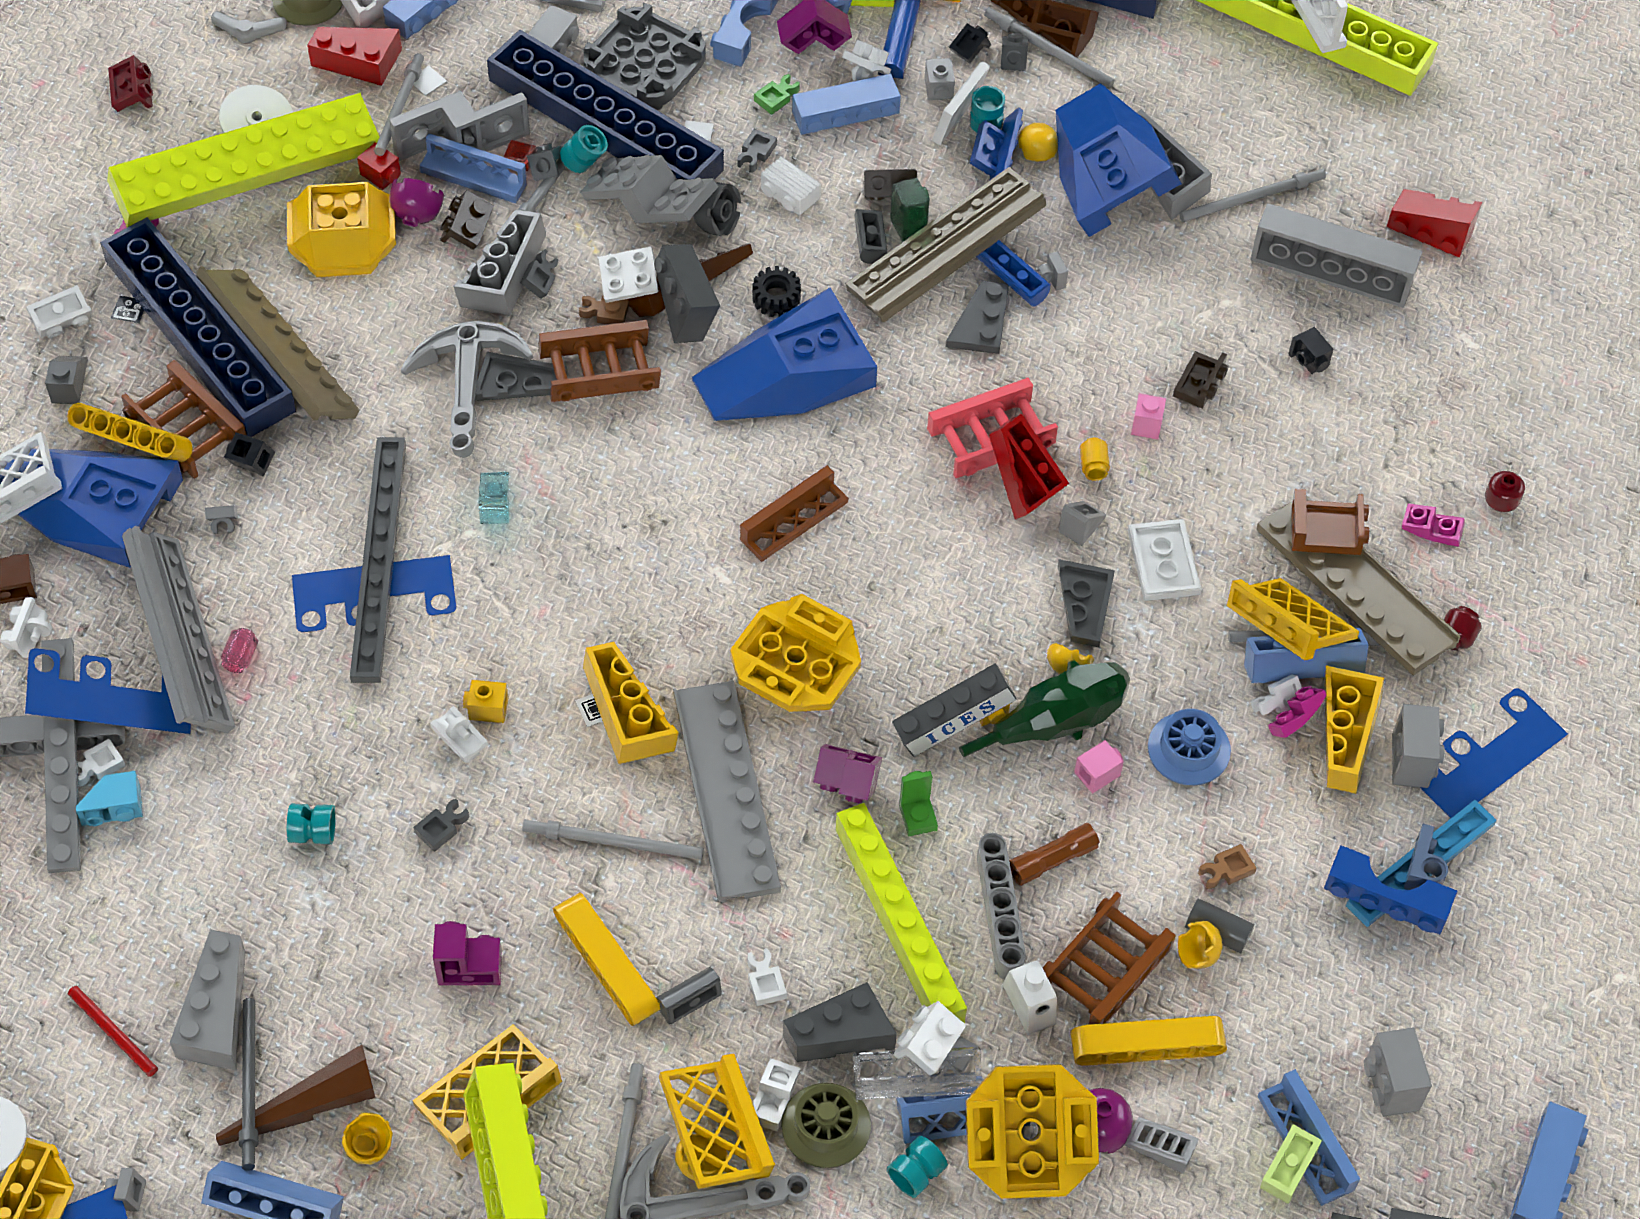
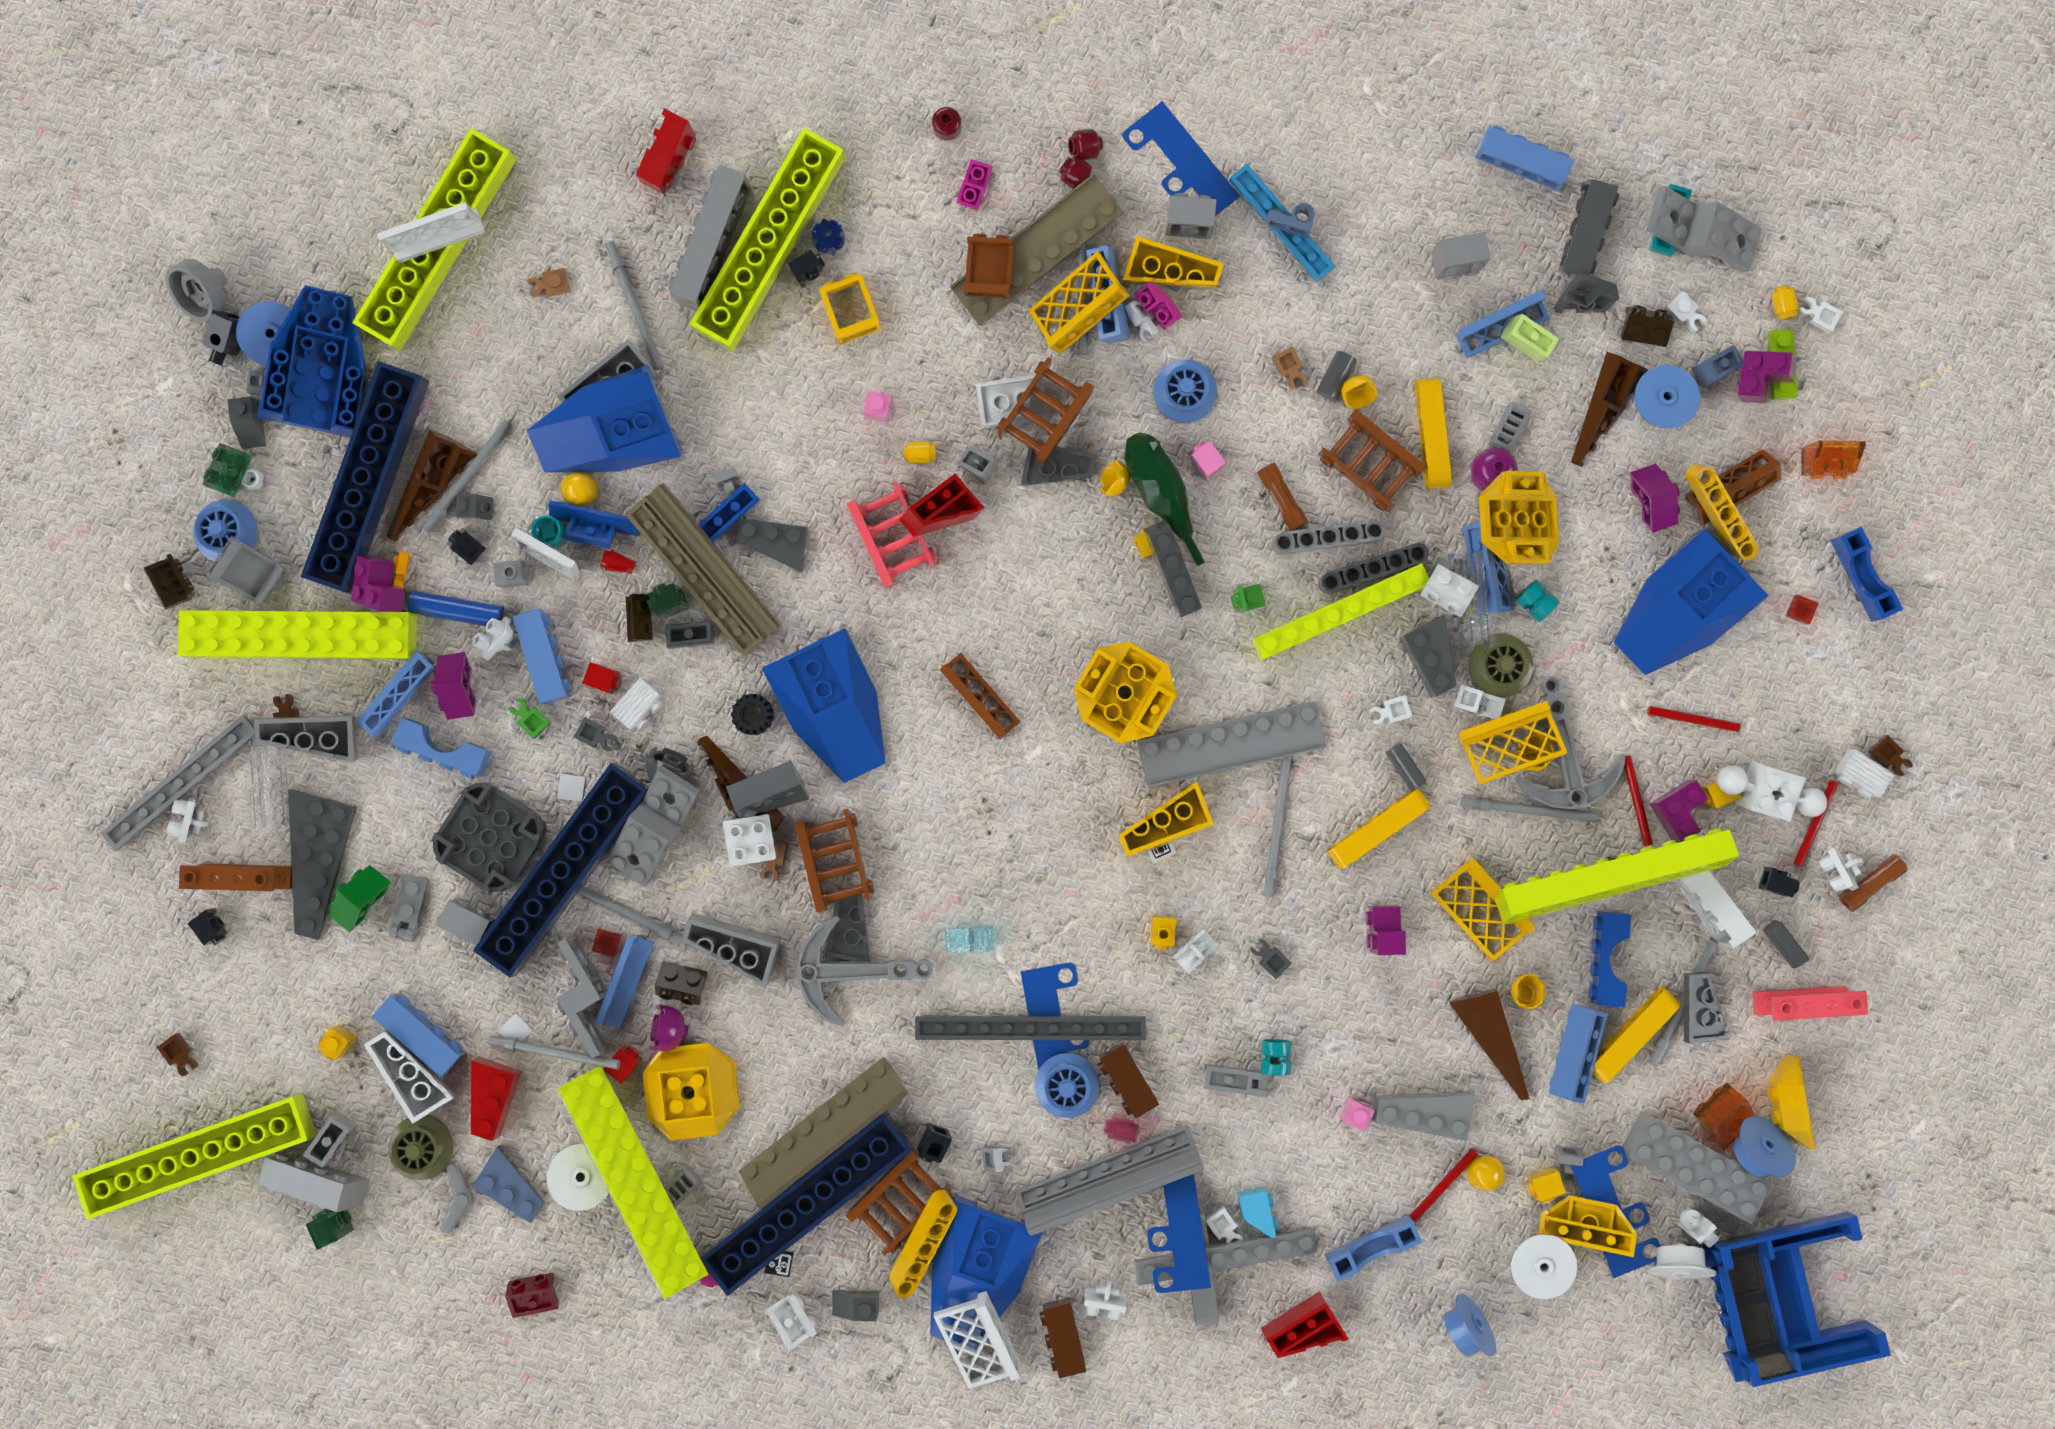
camera: 85 degrees left, 30 degrees up
(42, 930) = (1388, 1239): none -> medium blue arch
(92, 1157) = (1545, 1185): none -> yellow brick
(120, 1084) = (1486, 1173): none -> yellow hair
(224, 915) = (1357, 1114): none -> bright pink brick
(237, 229) = (691, 1176): none -> light grey slope
(248, 1134) = (1532, 1075): dark grey bar -> none
(254, 67) = (508, 1187): none -> sand blue wing
(285, 780) = (1235, 1080): none -> light grey plate
(300, 659) = (1127, 1081): none -> reddish brown brick
(302, 596) = (1067, 1085): none -> medium blue piece
(538, 275) = (741, 917): dark grey plate -> none
(543, 162) = (615, 920): dark grey bracket -> none
(583, 149) = (605, 885): teal wheel -> none
(821, 154) = (601, 678): none -> red brick
(848, 771) = (1222, 648): magenta brick -> none
(955, 168) = (615, 562): none -> red cone
(960, 946) = (1383, 563): none -> dark grey beam
(1031, 990) = (1402, 517): white torso -> none
(1139, 602) = (1067, 412): none -> dark orange fence
(1200, 379) = (837, 361): dark brown bracket -> none
(1257, 416) = (858, 329): none -> yellow window
(1272, 125) = (553, 282): none -> medium nougat plate
(1342, 312) = (768, 239): none -> neon yellow brick
(1350, 371) = (831, 243): none -> clear blue brick
(1423, 906) = (1305, 273): blue arch -> none
(1498, 638) = (1085, 144): none -> dark red head

